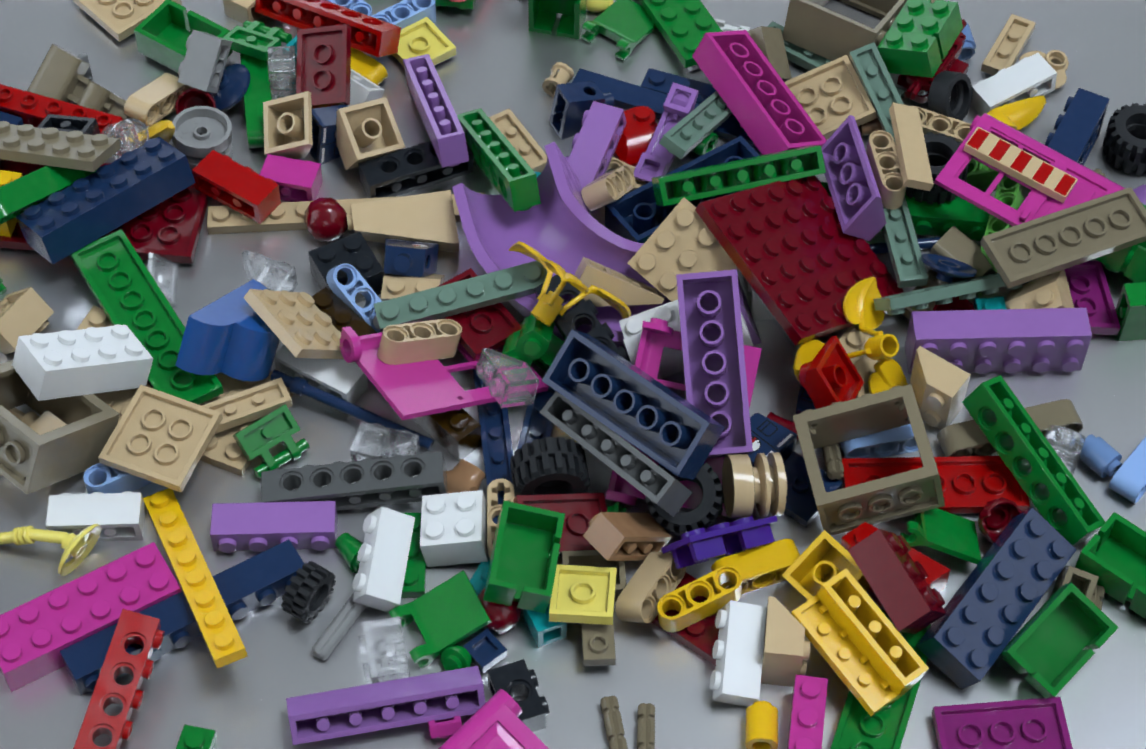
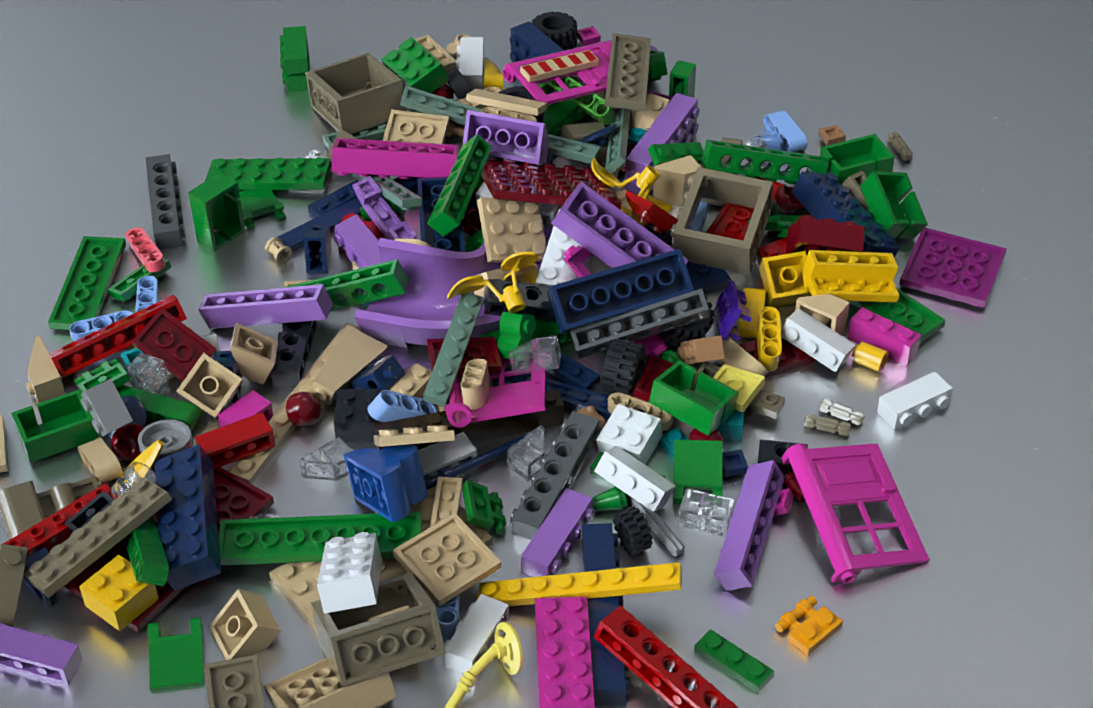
camera: 60 degrees left, 10 degrees down
(424, 38) = (189, 299): light yellow plate -> none
(455, 658) = (732, 479): green plate -> none
(761, 484) = (709, 273): tan wheel -> none
(966, 356) = (668, 152): none -> green plate

